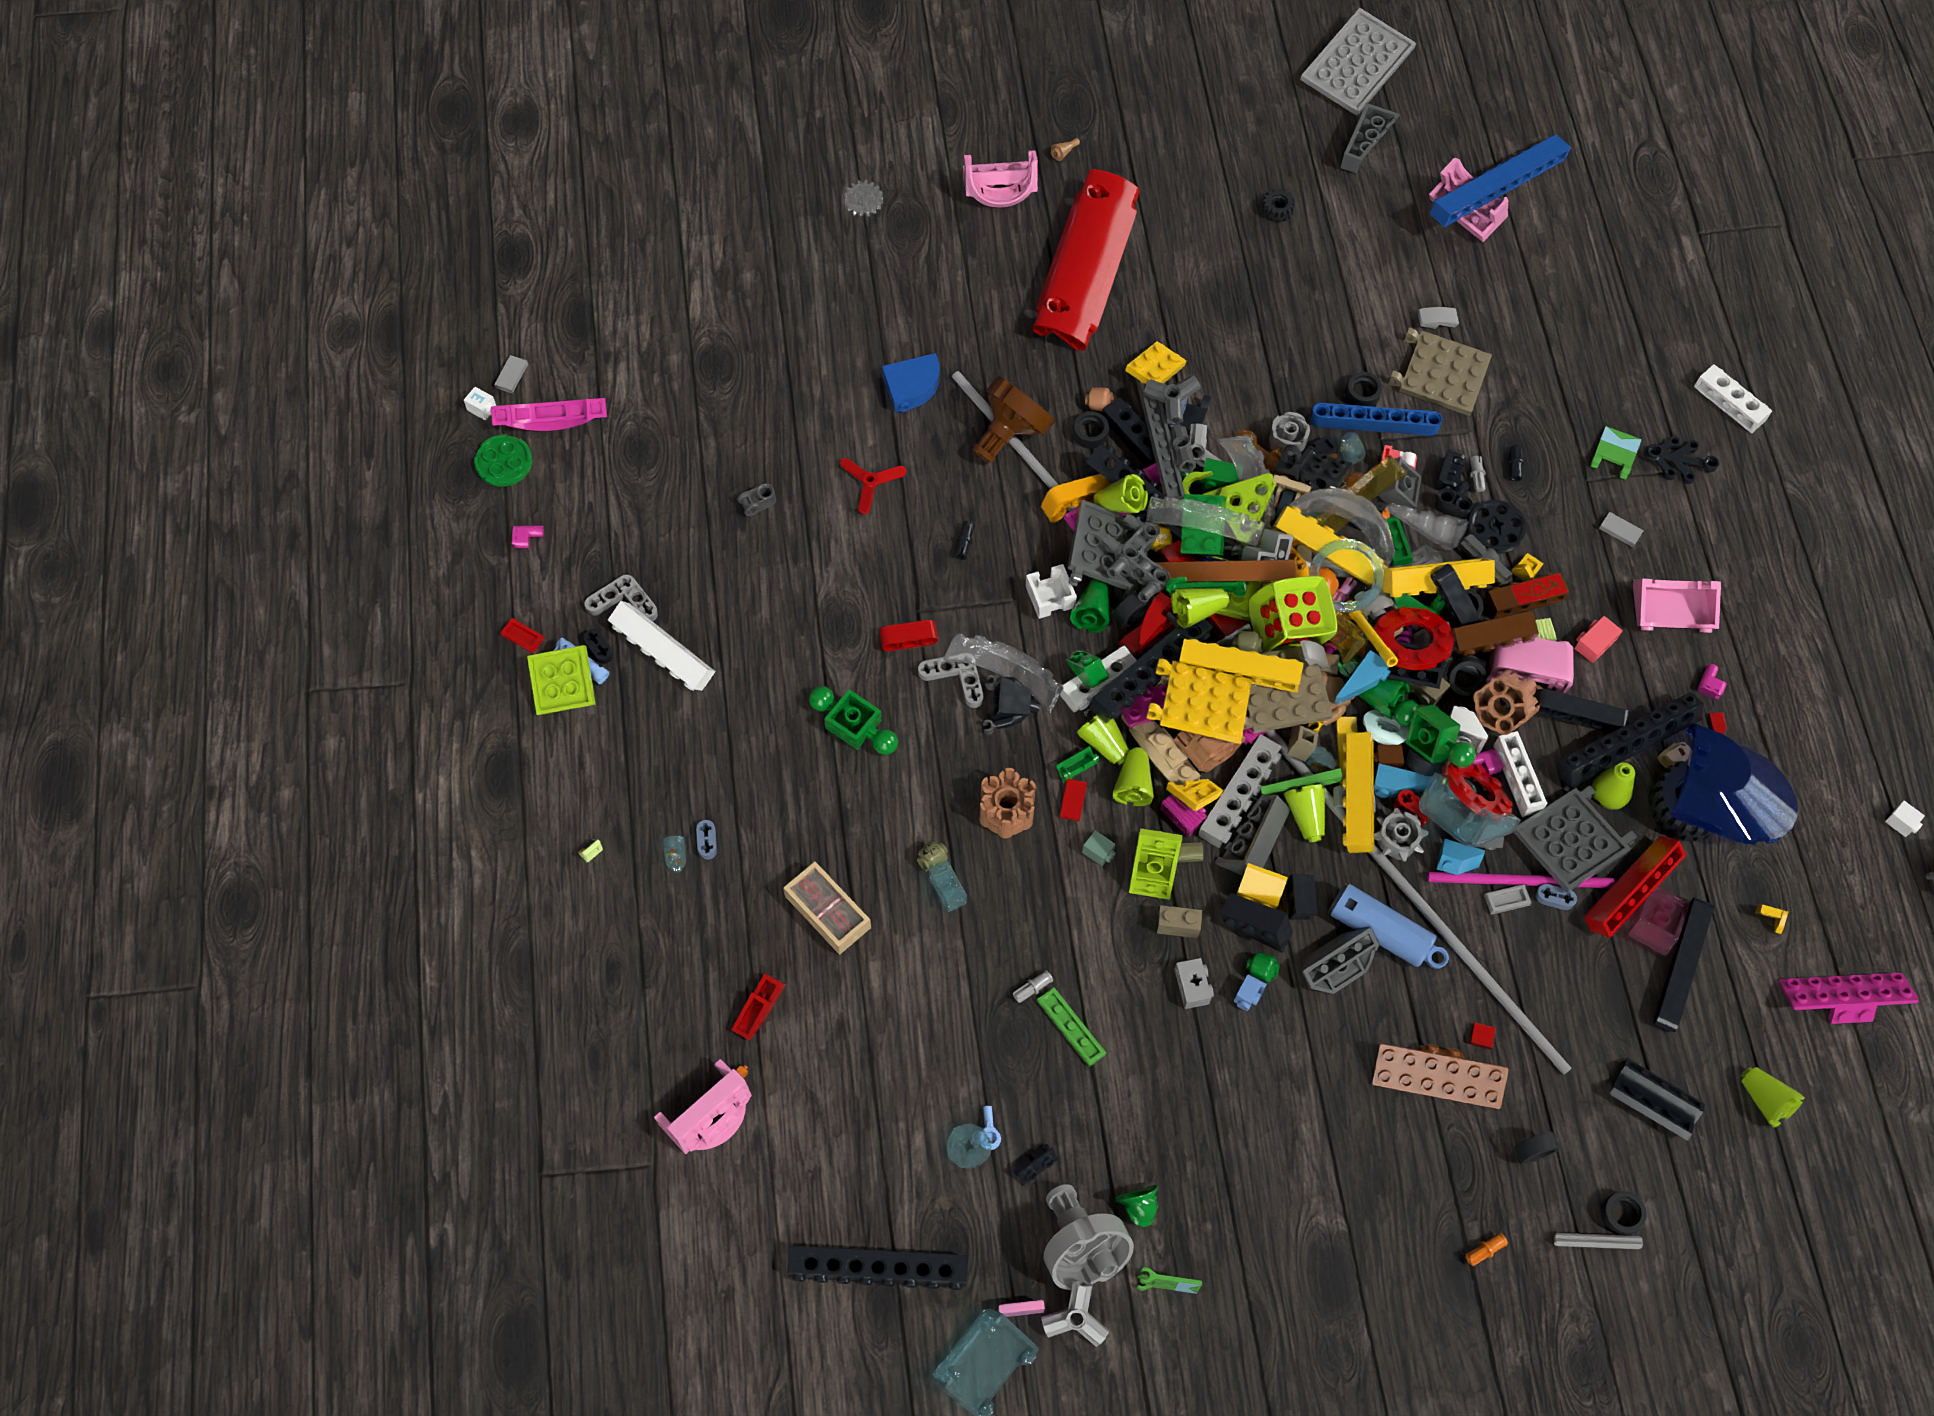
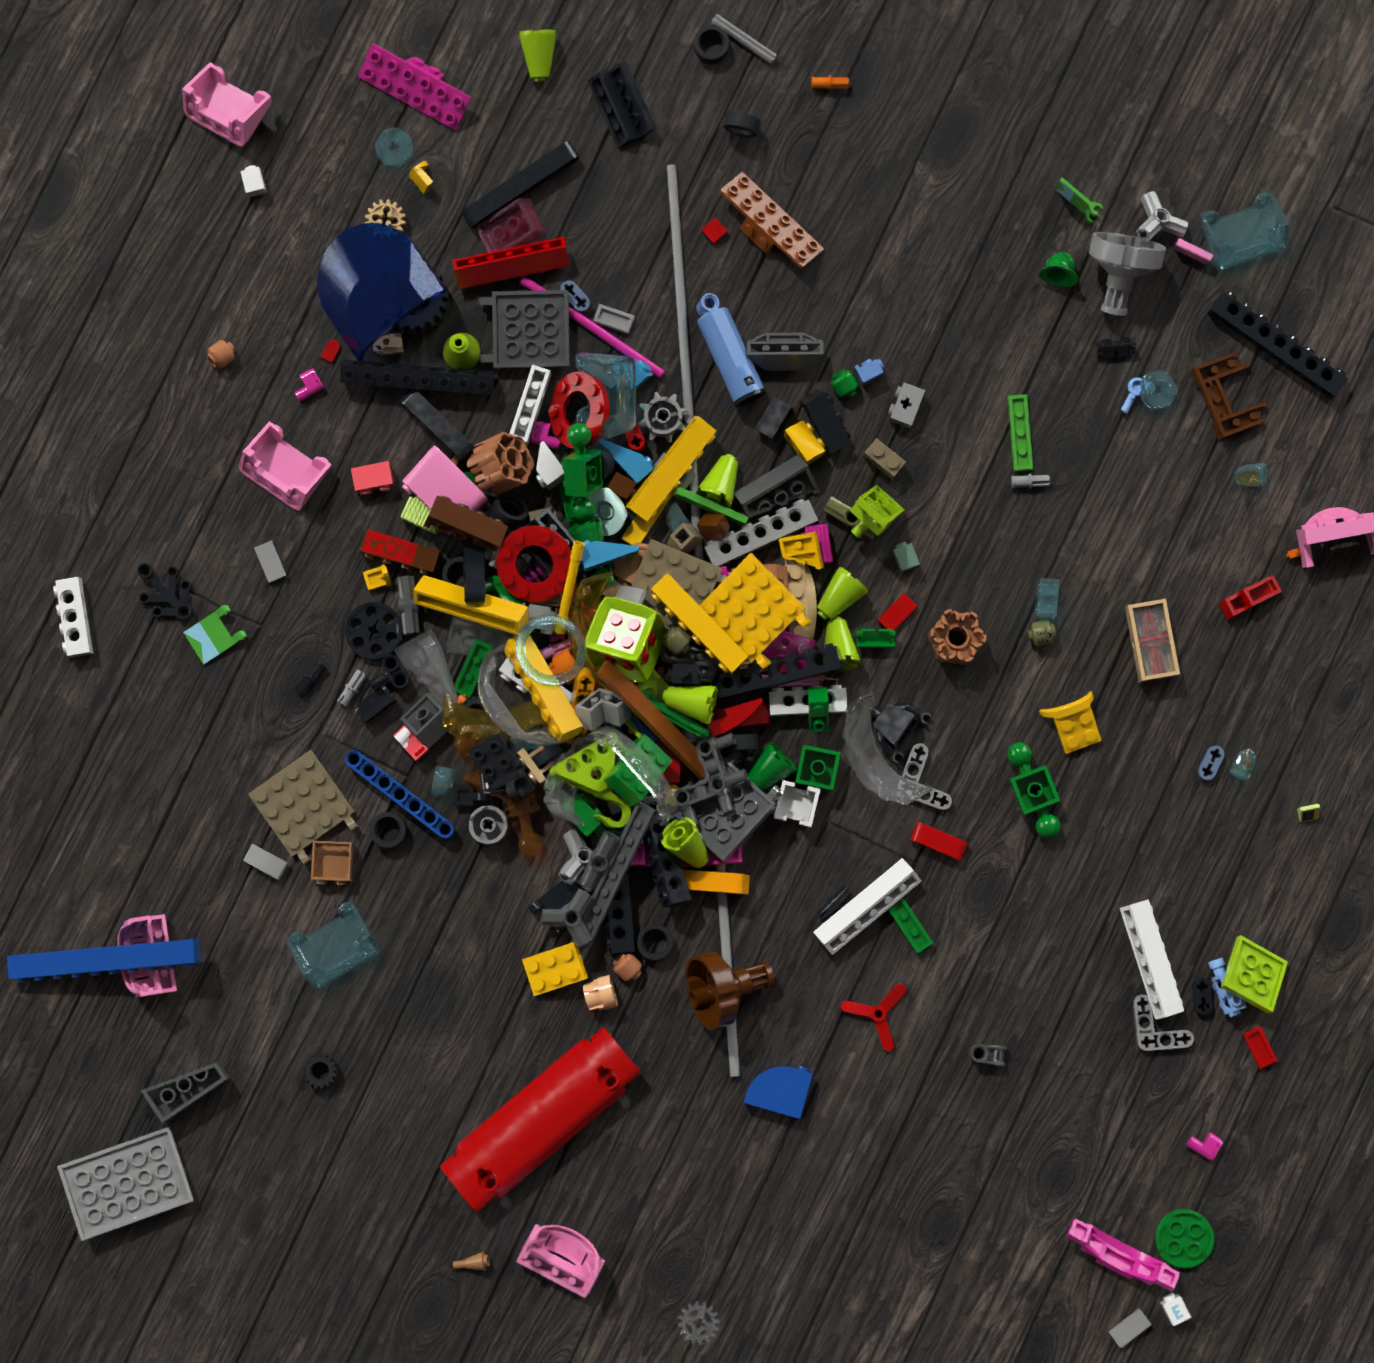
camera: 145 degrees left, 20 degrees up
(825, 1121) = (1252, 475): none -> clear light blue rock
(851, 798) = (1075, 723): none -> yellow piece
(890, 559) = (910, 925): none -> green plate
(928, 1189) = (1225, 421): none -> reddish brown wedge
(935, 549) = (867, 906): none -> white brick
(1053, 629) = (817, 768): none -> green brick
(1105, 367) = (600, 994): none -> light nougat piece
(1216, 624) = (691, 673): none -> black torso
(1286, 768) = (713, 526): none -> reddish brown brick
(1339, 286) = (333, 947): none -> clear light blue windscreen
(1388, 344) = (332, 862): none -> medium nougat piece
(1782, 860) = (394, 213): none -> tan gear
(1803, 660) = (220, 354): none -> nougat head
(1807, 933) = (385, 141): none -> clear light blue plate

